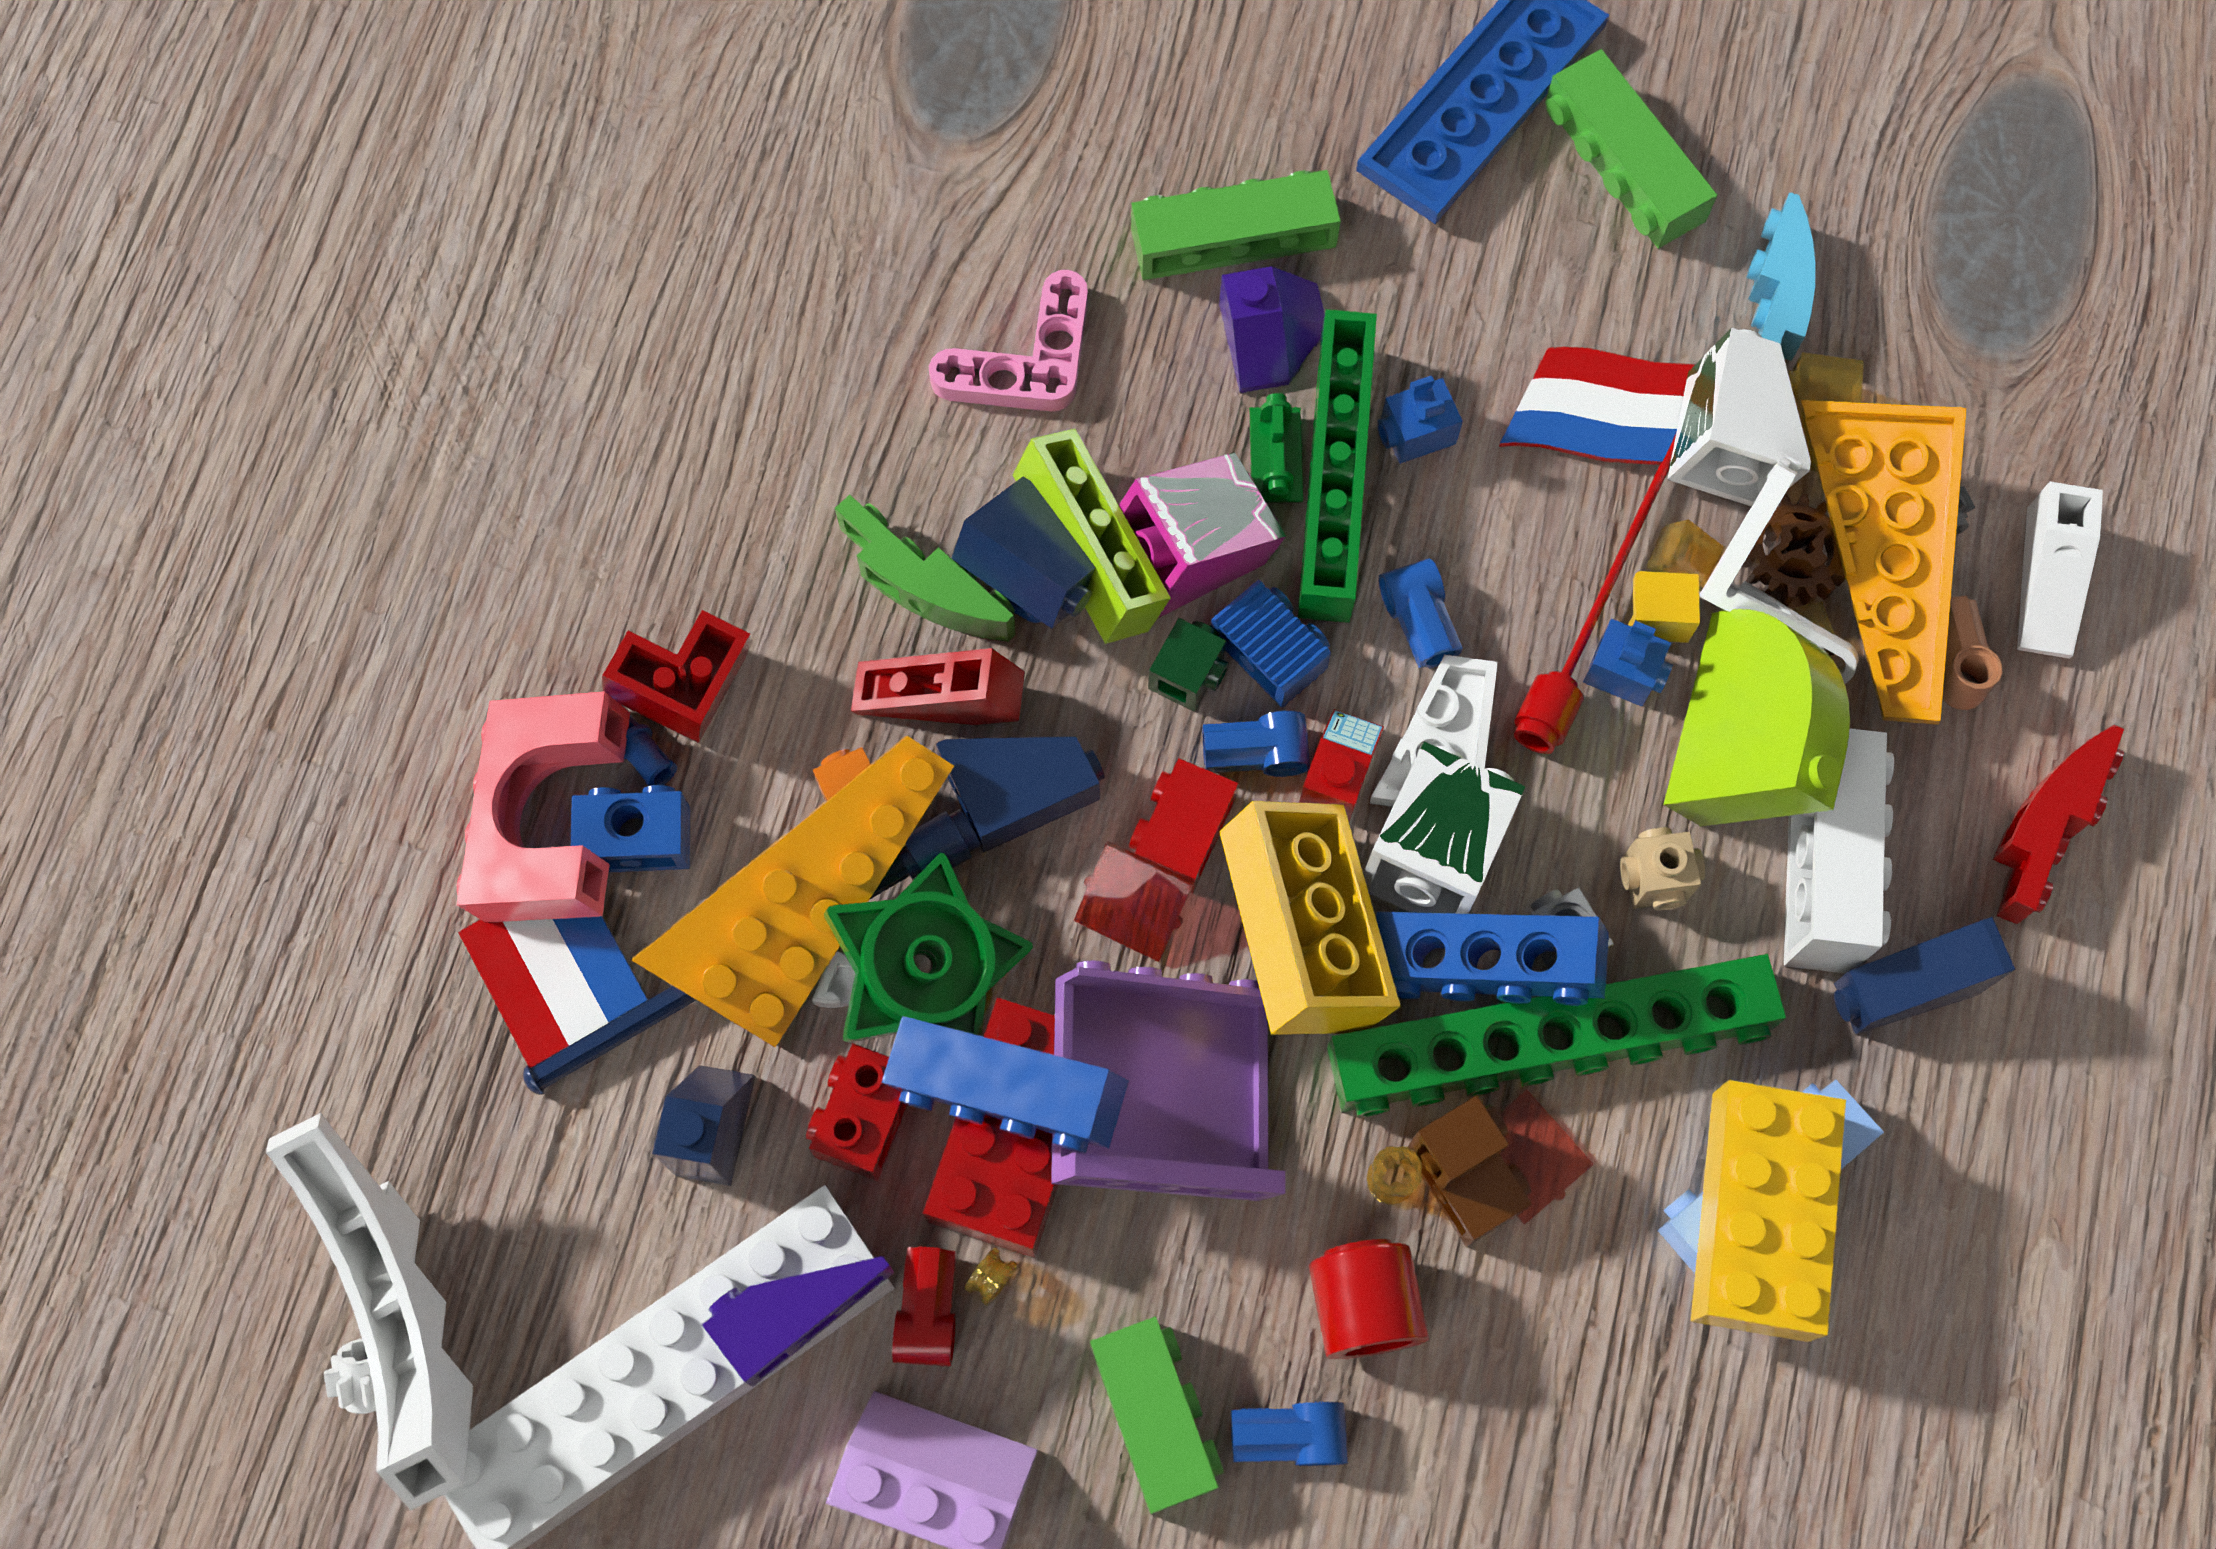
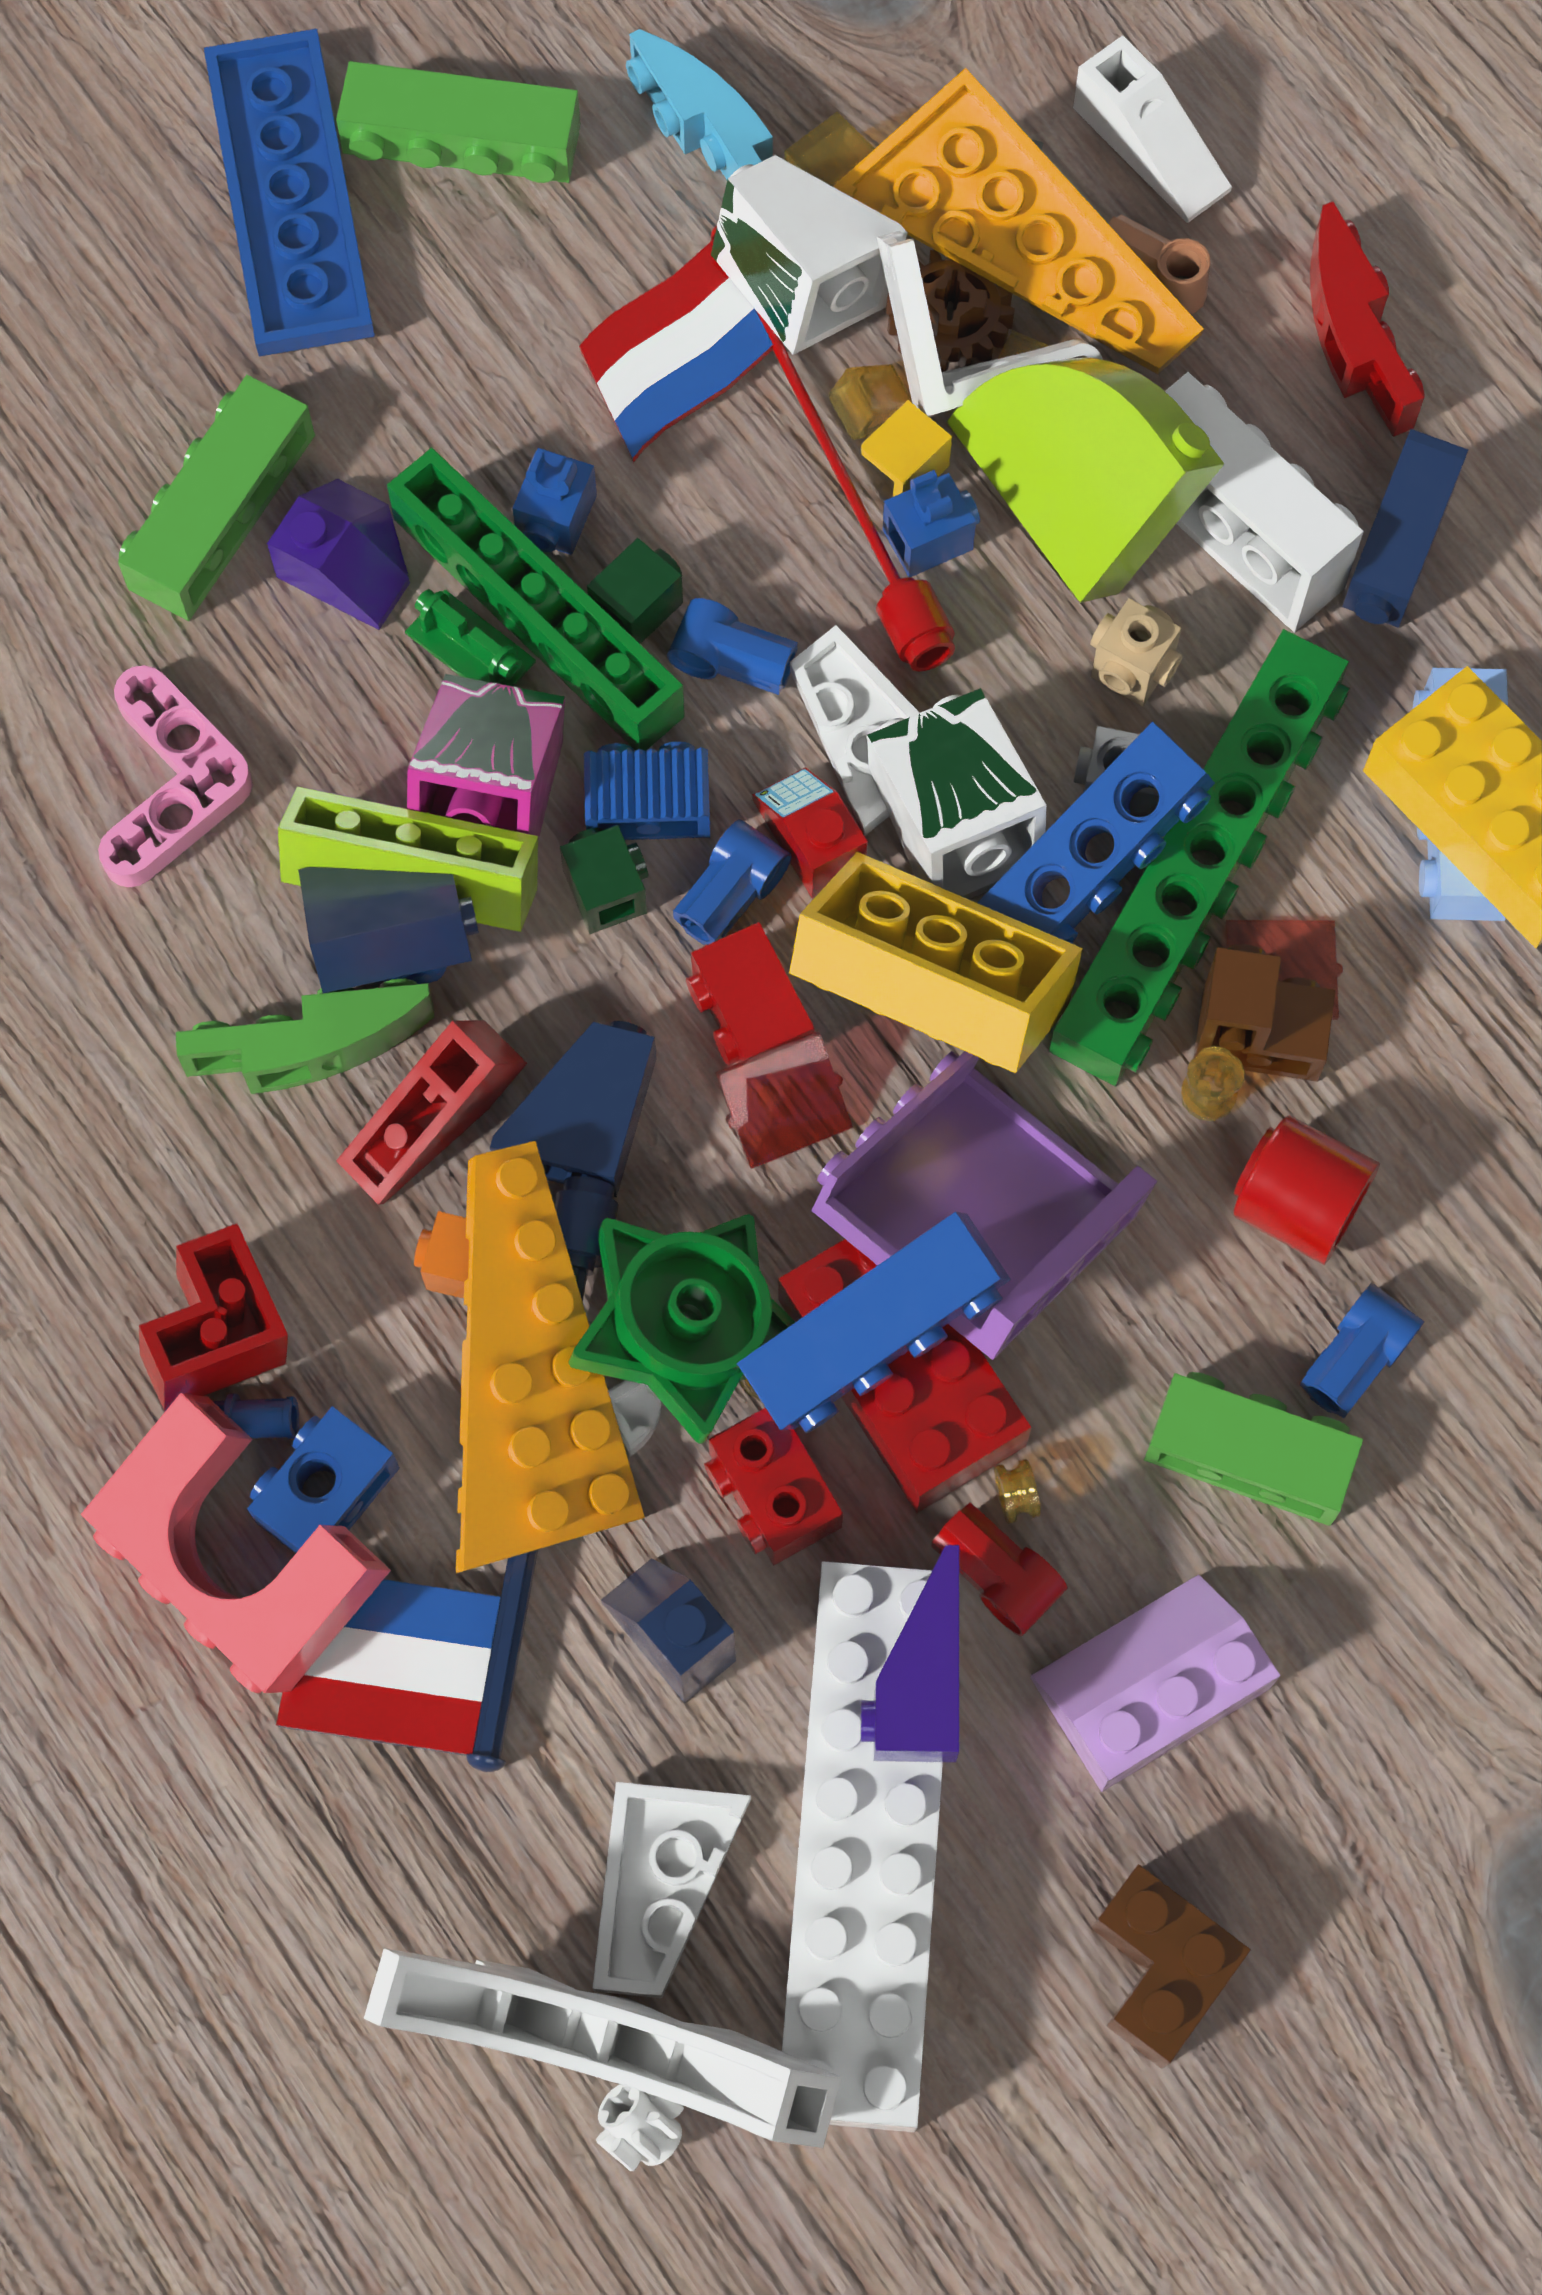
camera: 50 degrees left, 0 degrees up
(537, 1255) = (657, 1878): none -> white wing
(1402, 520) = (639, 589): none -> dark green brick

